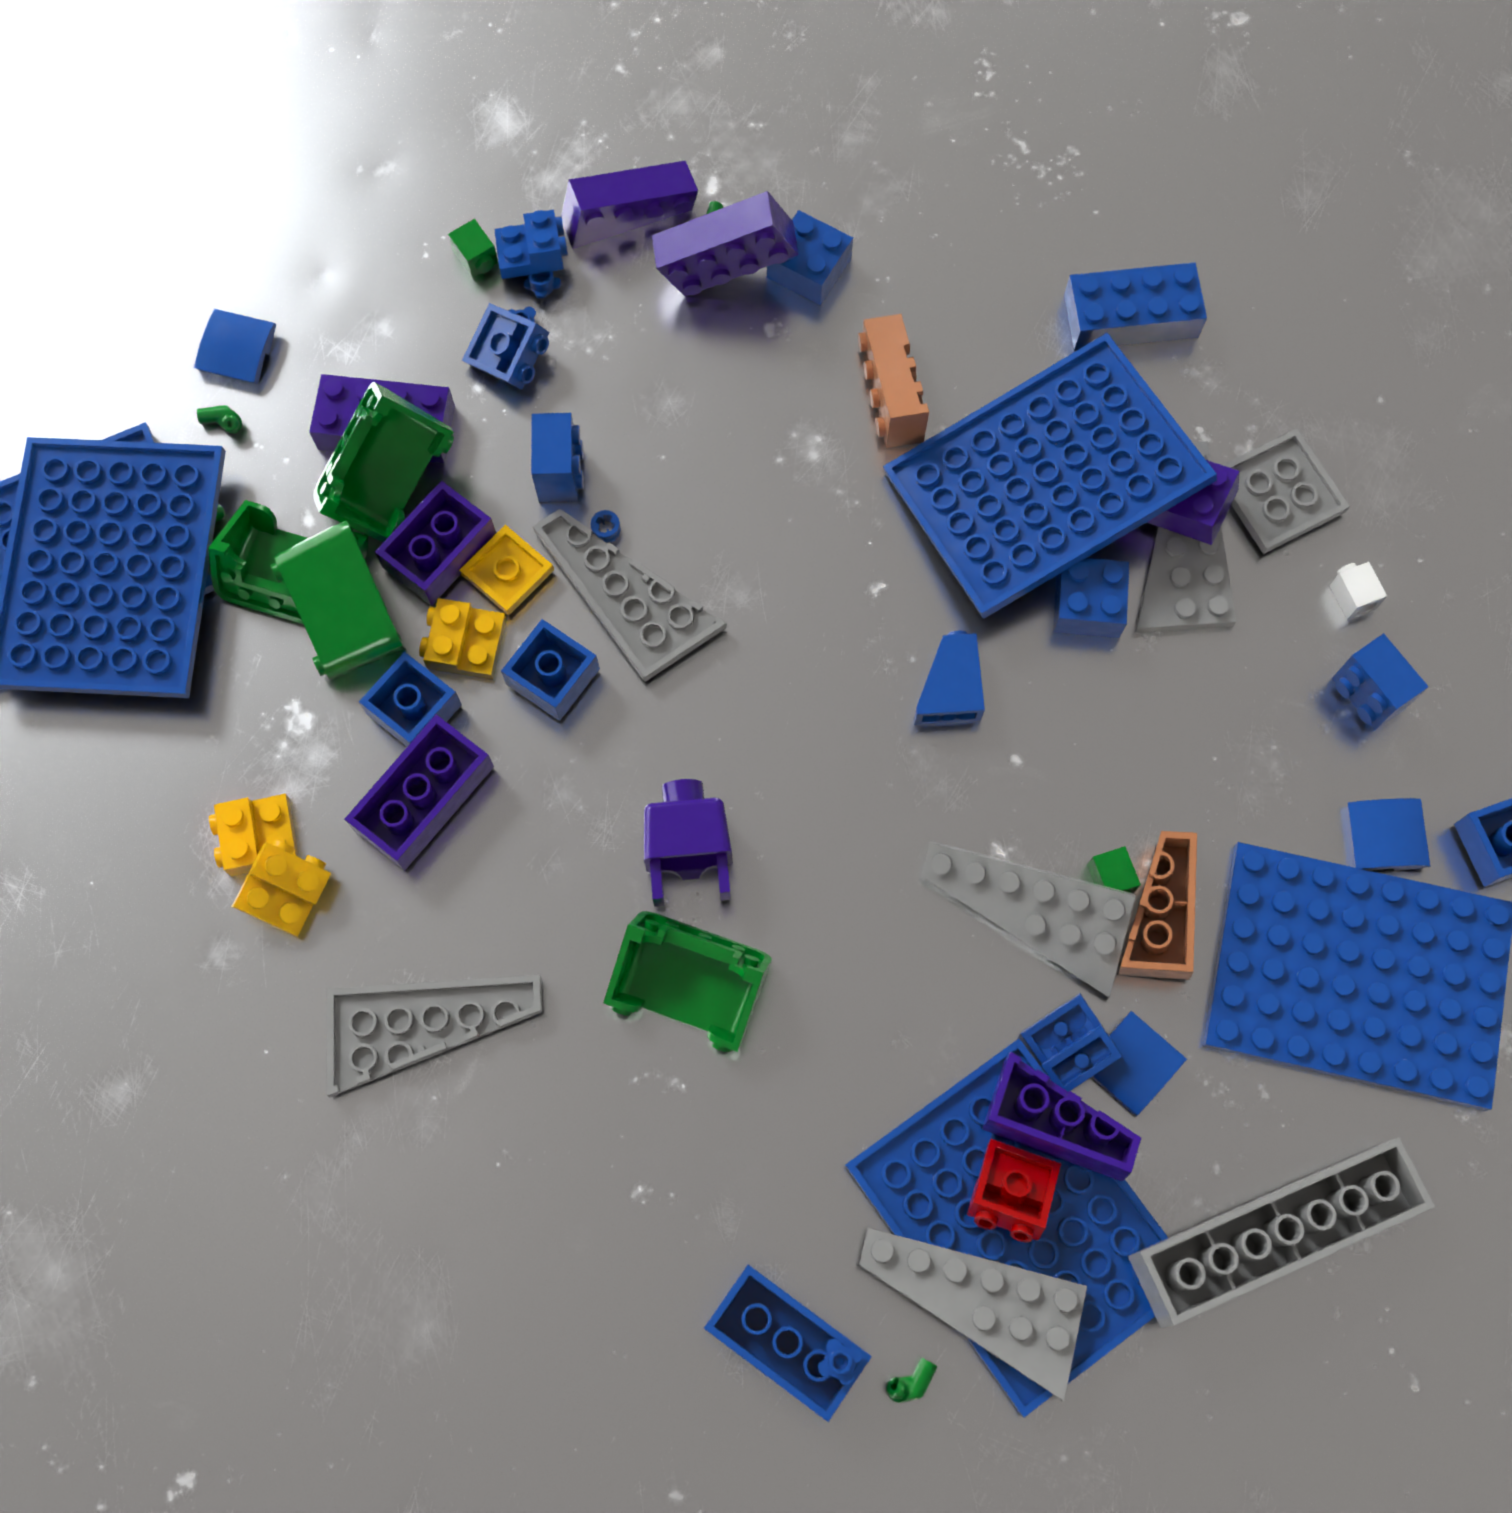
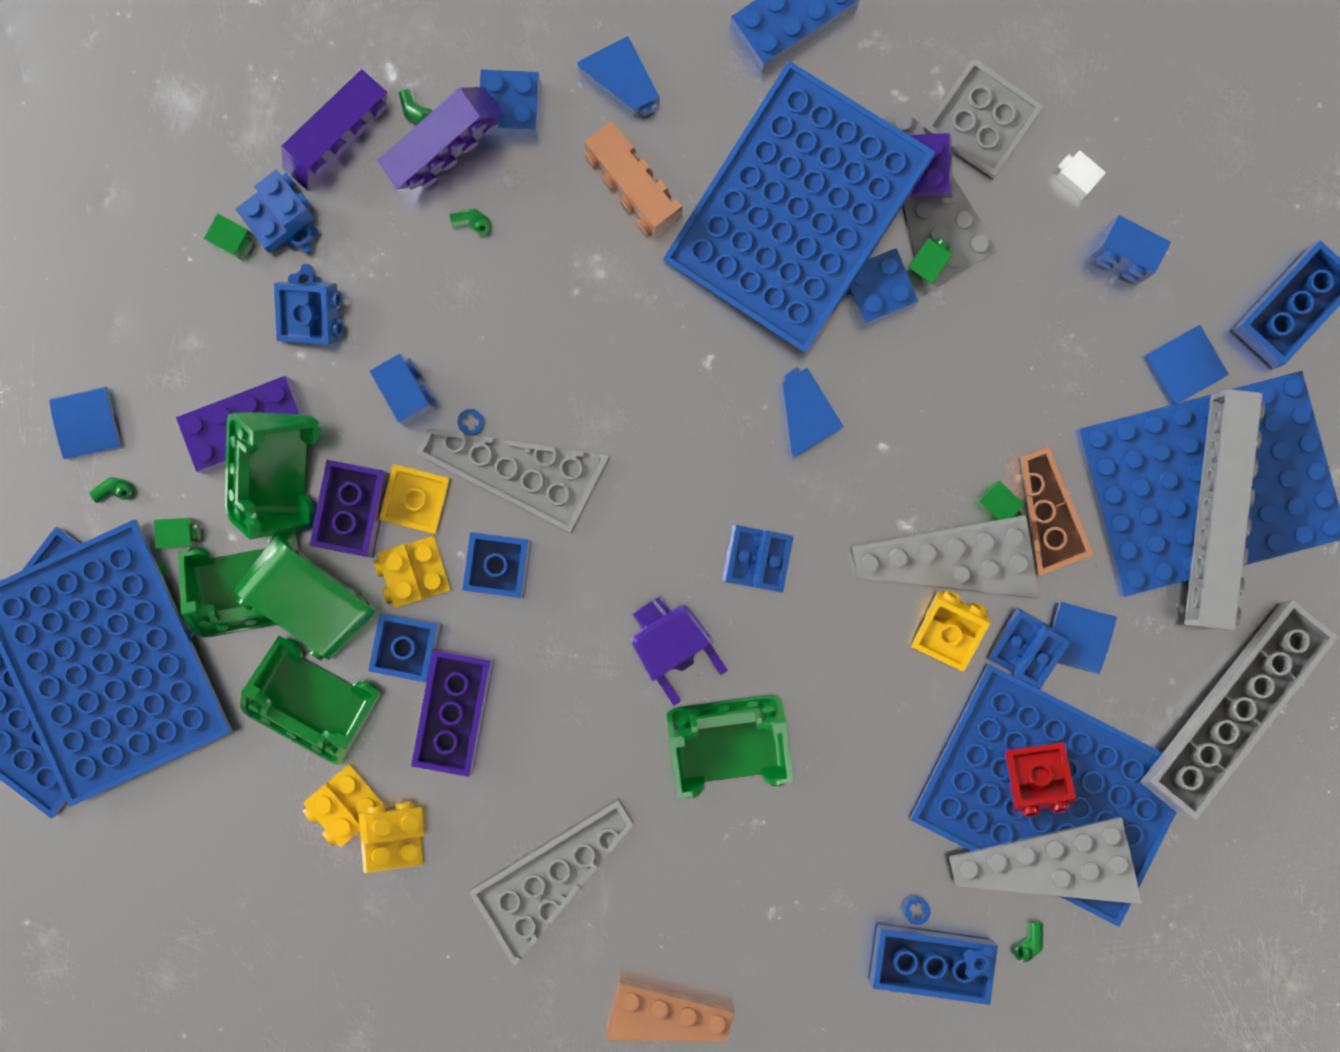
camera: 30 degrees left, 15 degrees up
(255, 484) = (176, 533): none -> green brick
(279, 707) = (307, 702): none -> green windscreen
(453, 1234) = (663, 1014): none -> nougat wedge
(716, 344) = (472, 218): none -> green arm
(811, 1277) = (908, 913): none -> blue bush
(824, 804) = (757, 558): none -> blue slope
(931, 285) = (621, 77): none -> blue slope
(995, 980) = (952, 630): none -> yellow plate
(1057, 1122) = (1036, 715): dark purple wedge -> none
(1159, 592) = (931, 260): none -> green brick
(1362, 997) = (1224, 509): none -> light grey brick

